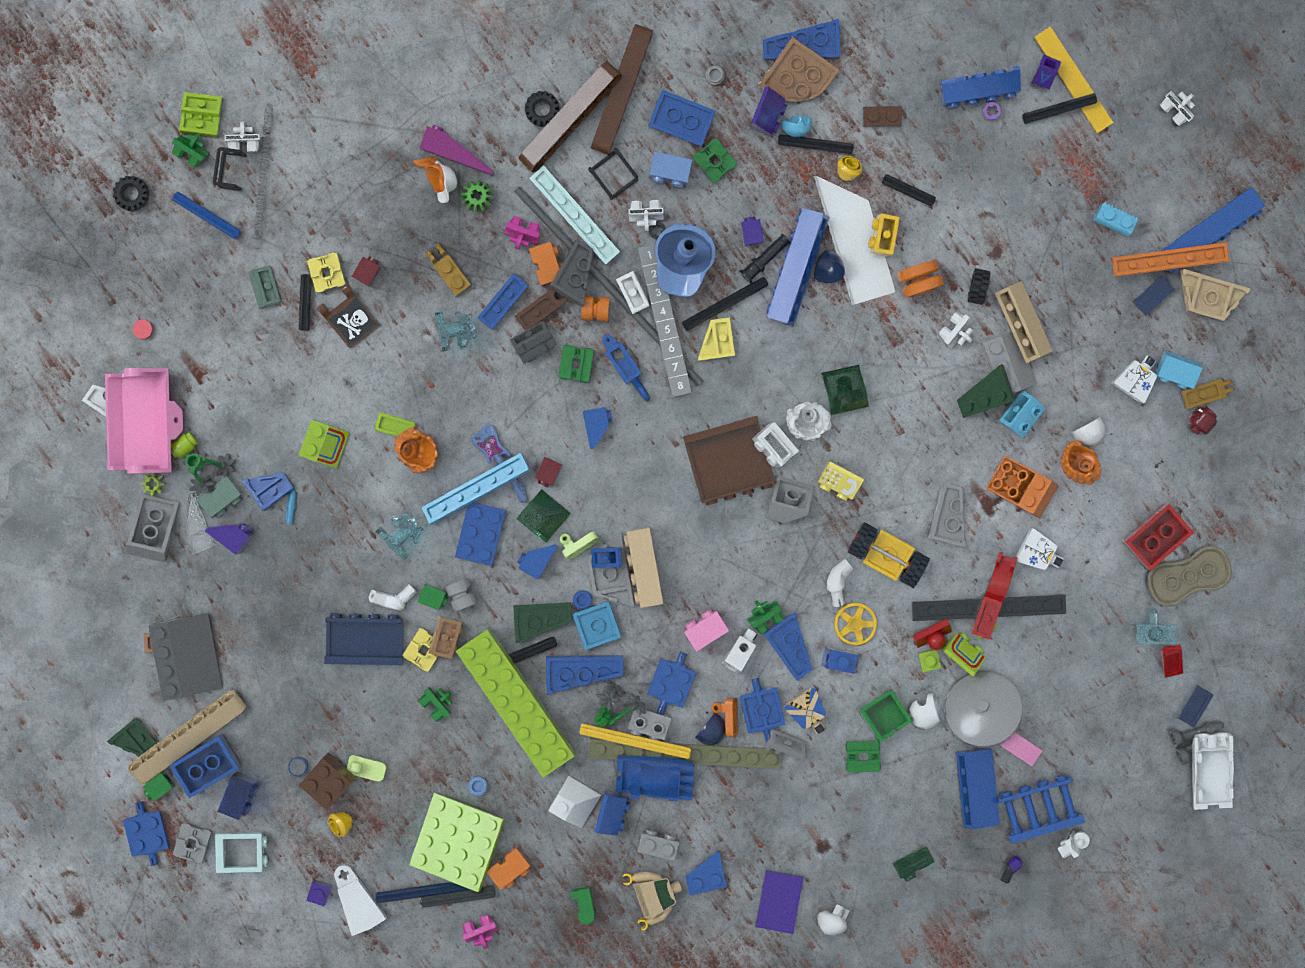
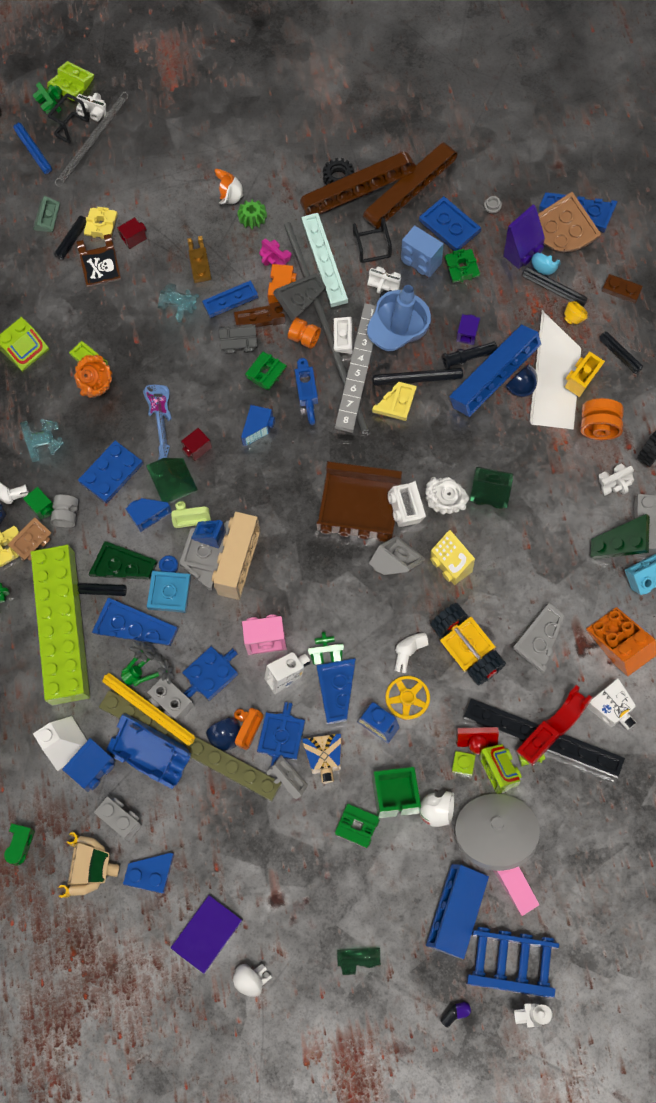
camera: 30 degrees right, 20 degrees down
(442, 145) = (245, 170): magenta slope -> none
(476, 489) = (126, 429): medium azure plate -> none

